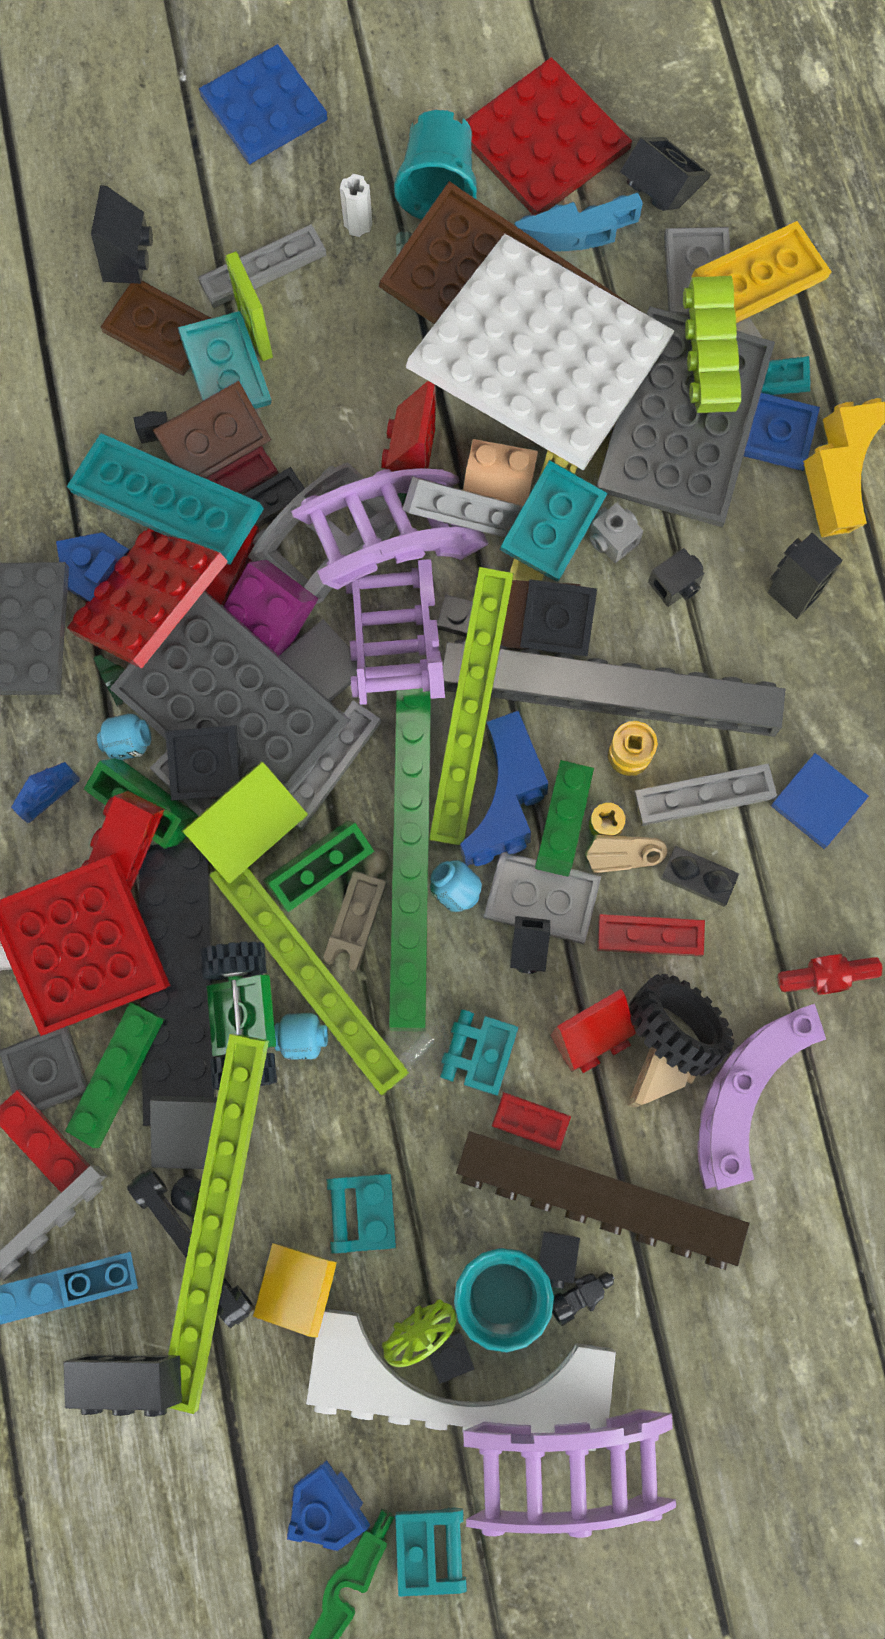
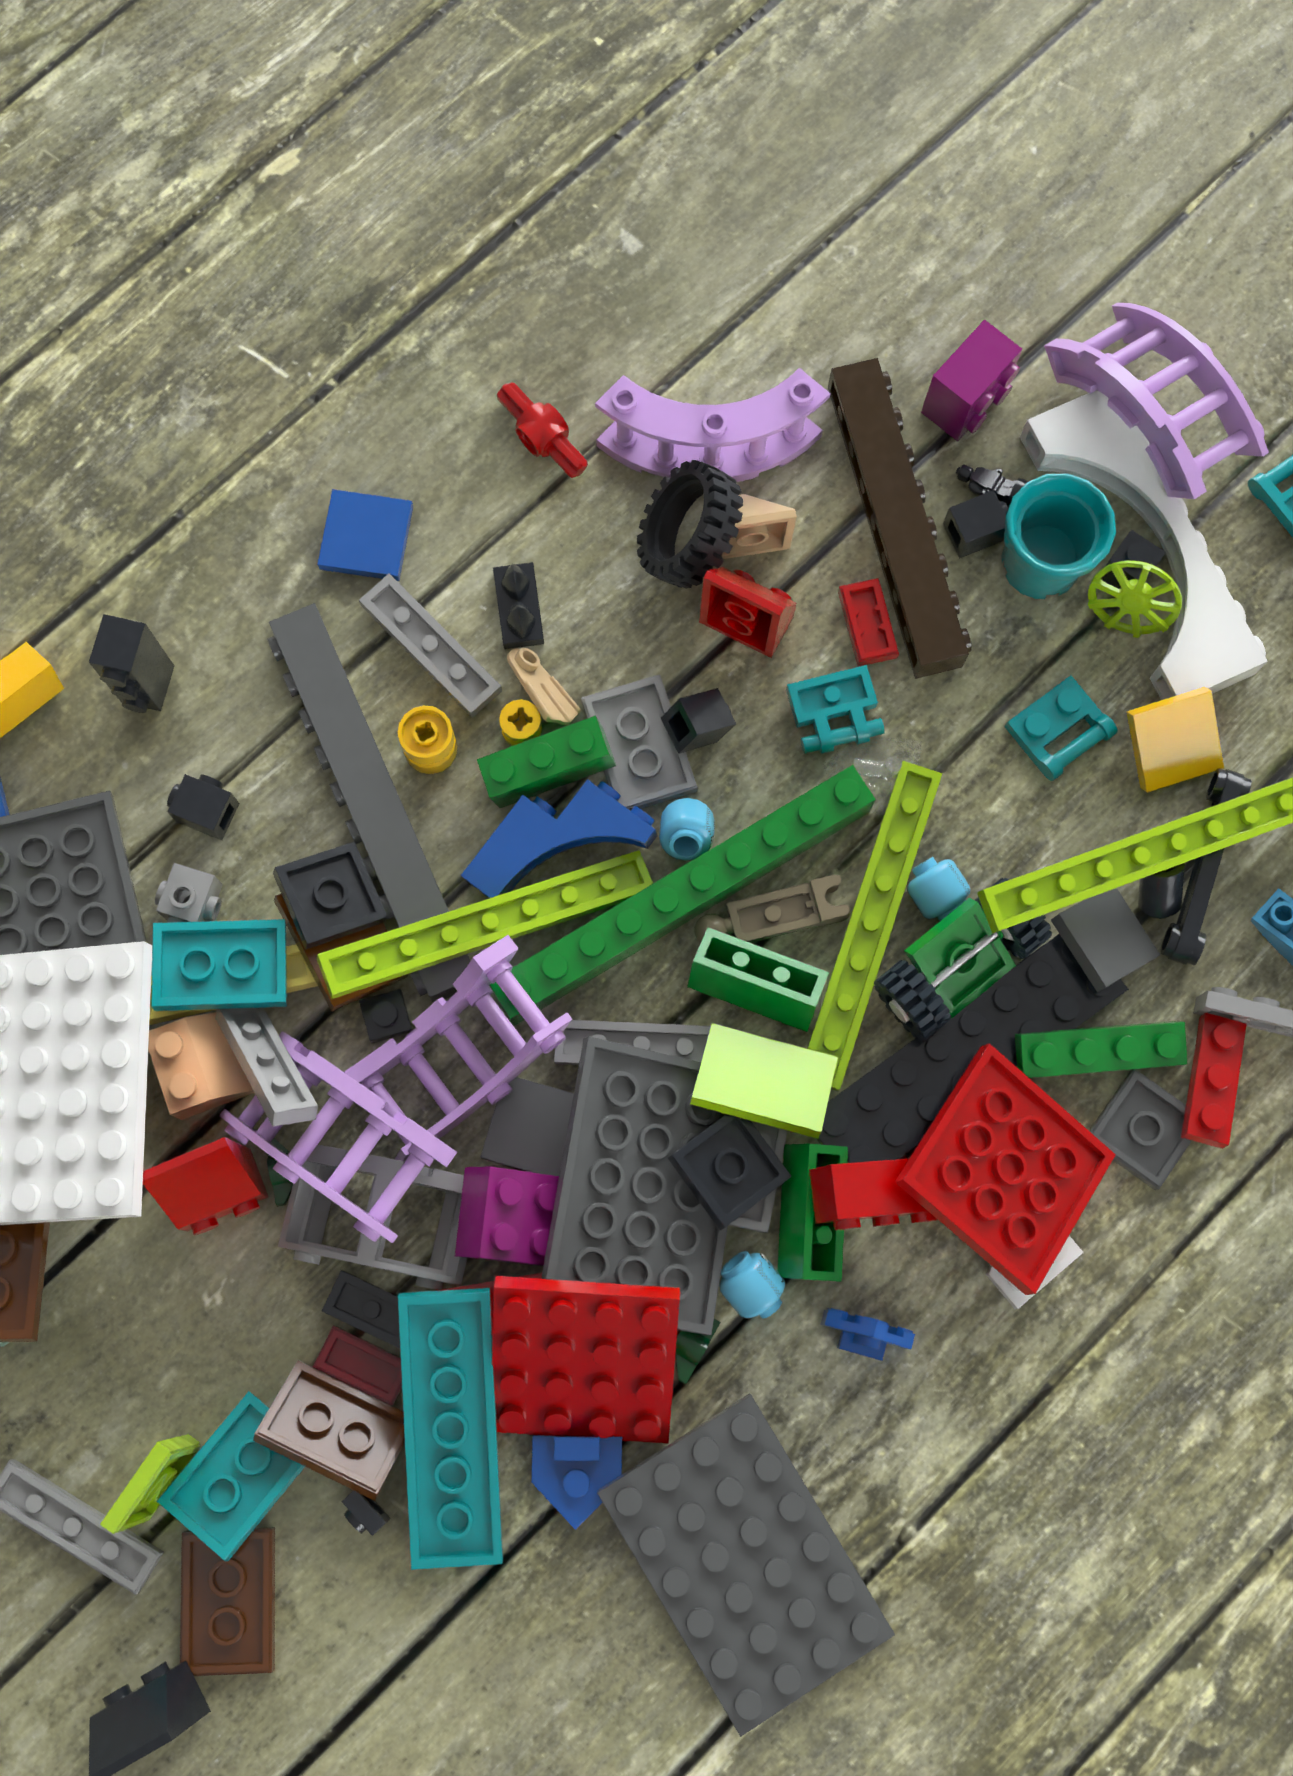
camera: 125 degrees left, 0 degrees up
(651, 935) = (611, 615): red plate -> none
(674, 1328) = (972, 381): none -> magenta brick

